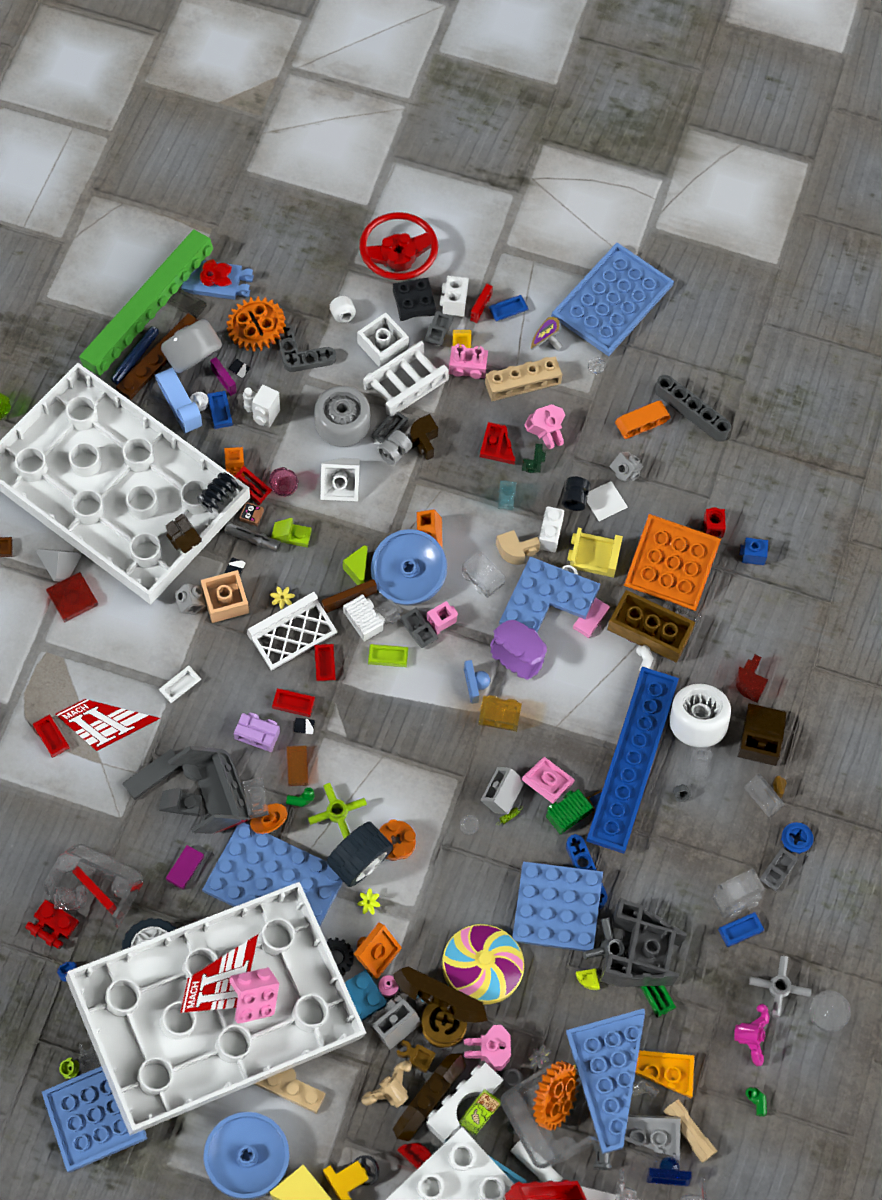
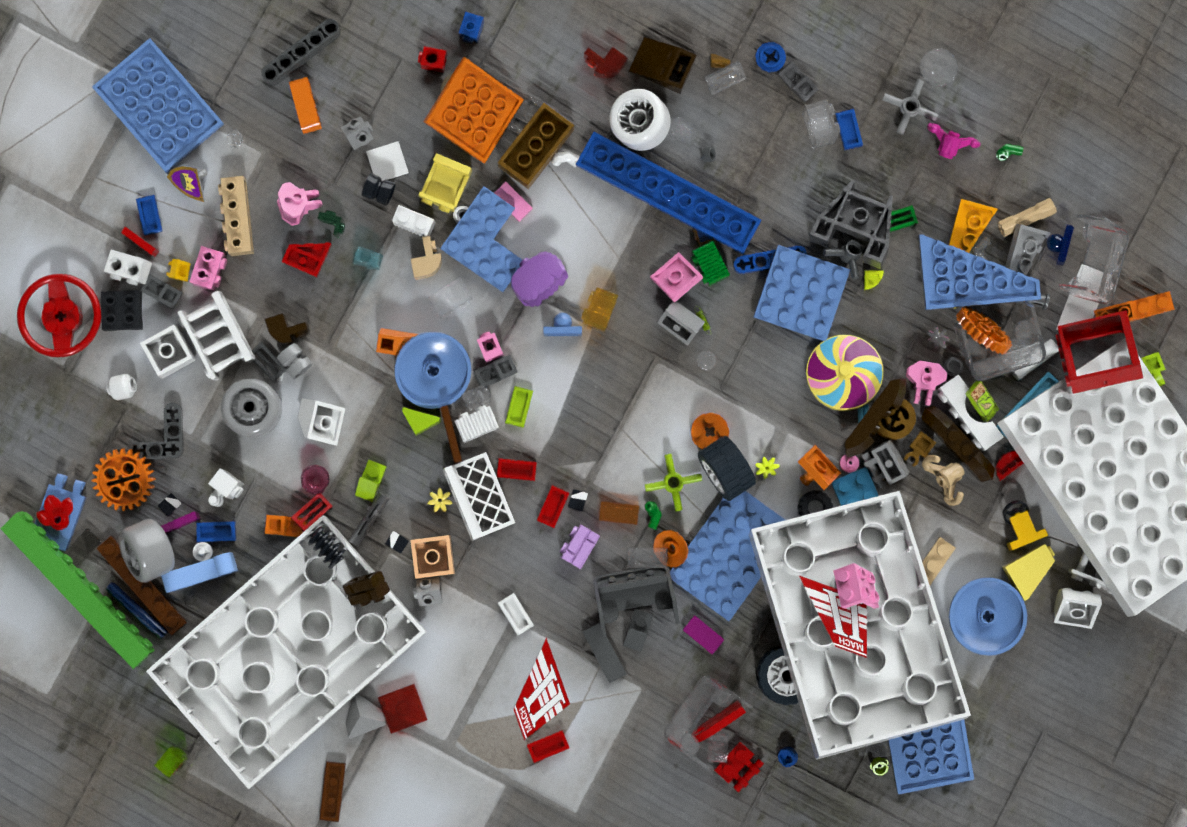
camera: 75 degrees left, 20 degrees up
(251, 514) = (342, 516): tile -> none

